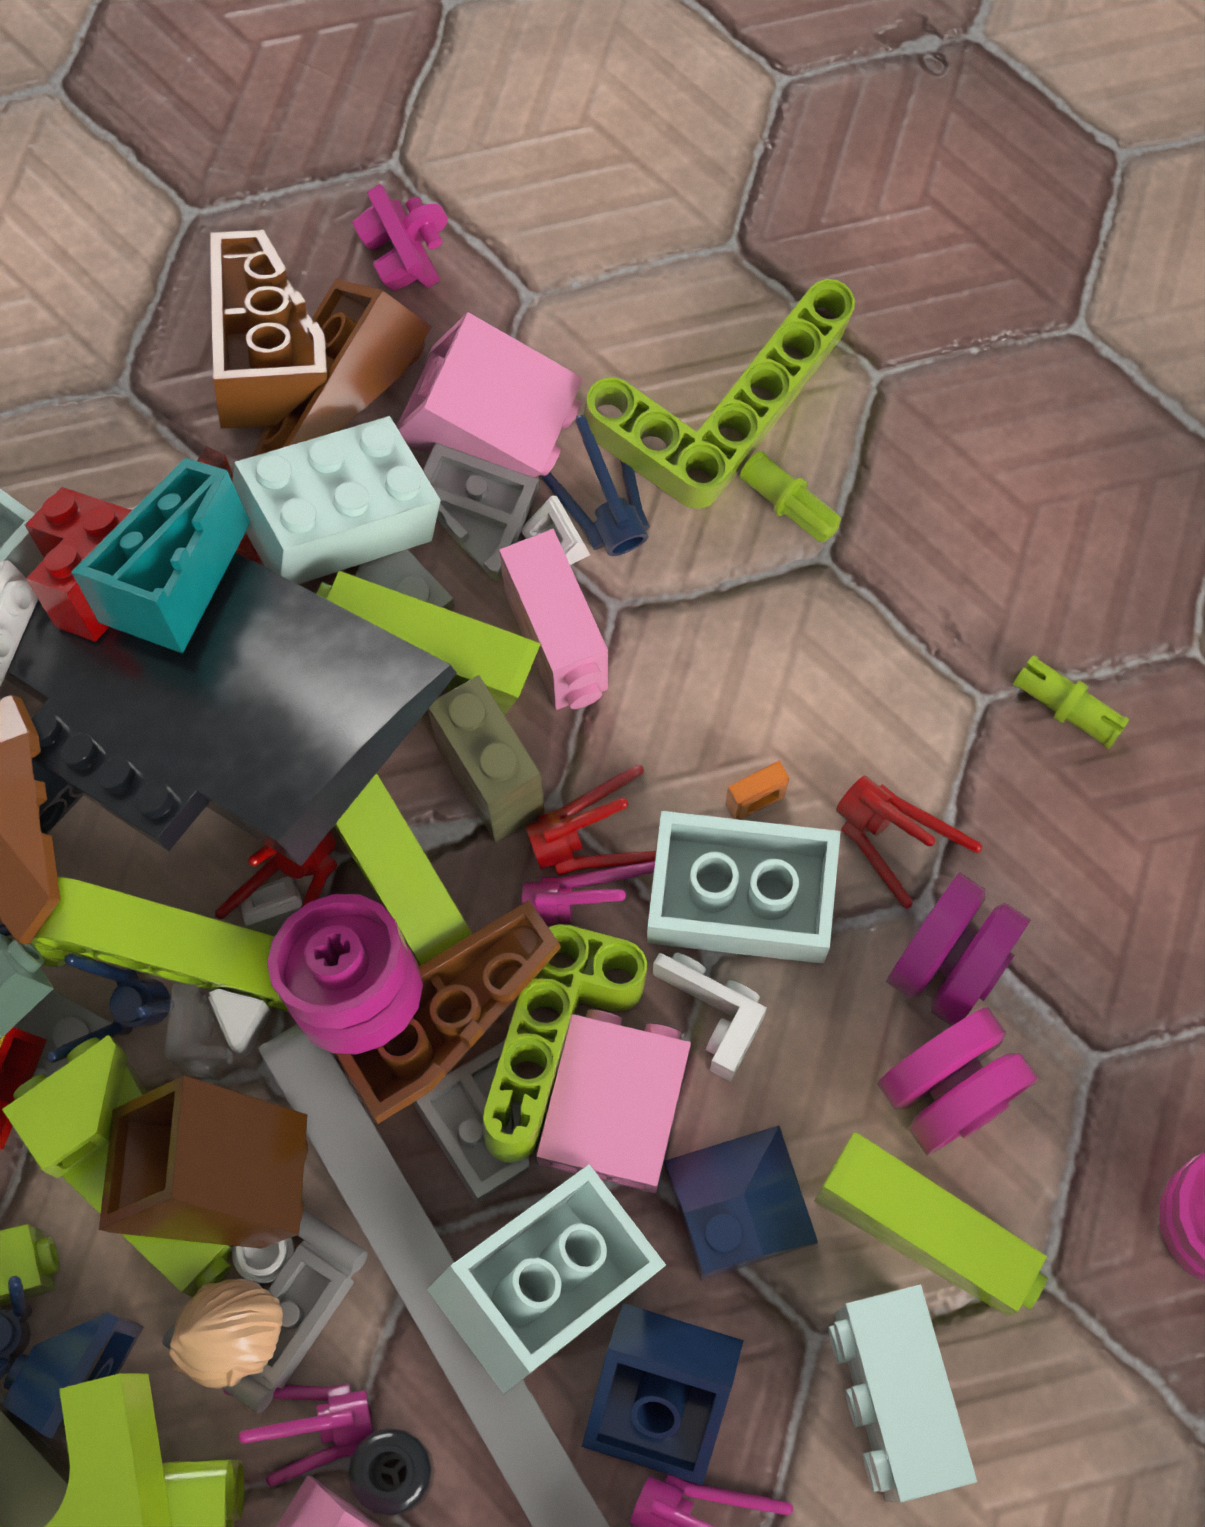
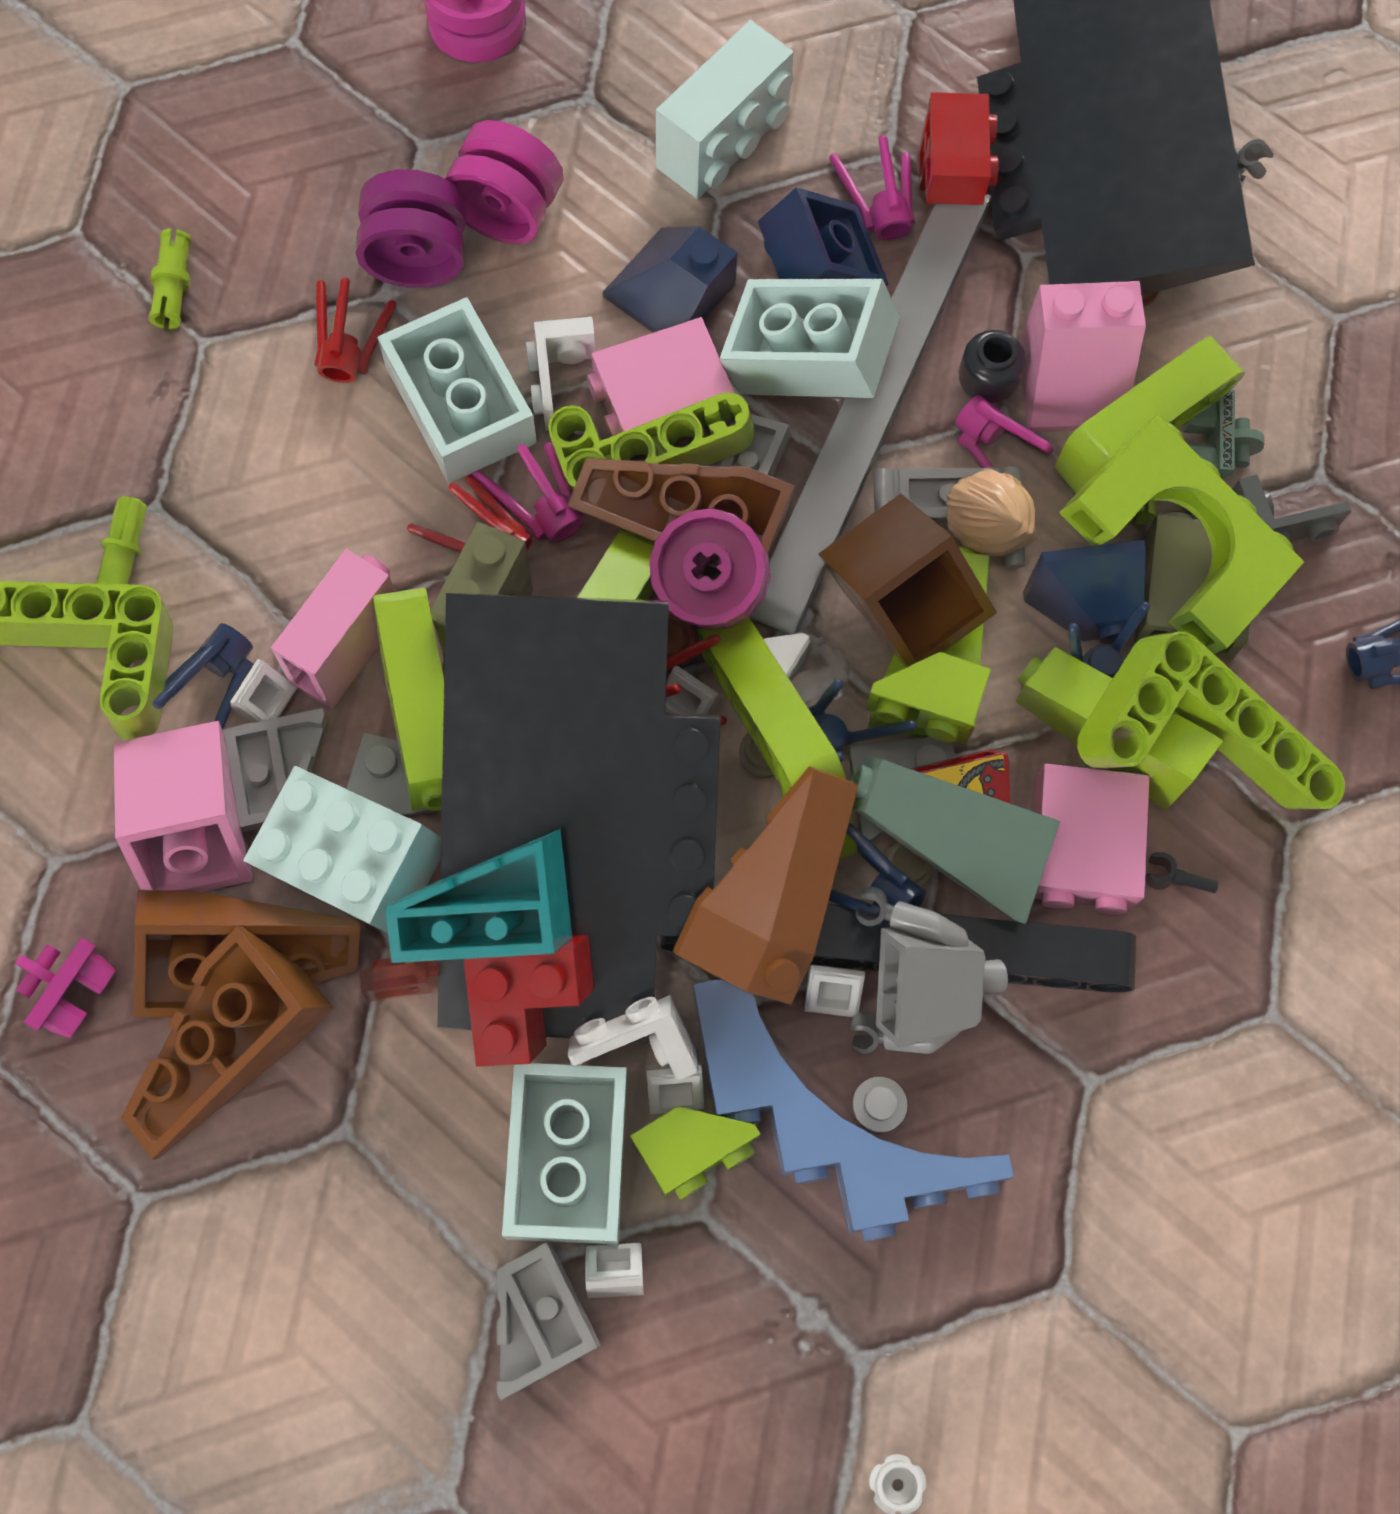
camera: 130 degrees left, 0 degrees up
(757, 791) = (376, 430): orange tile -> none
(932, 1227) = (608, 164): lime slope -> none

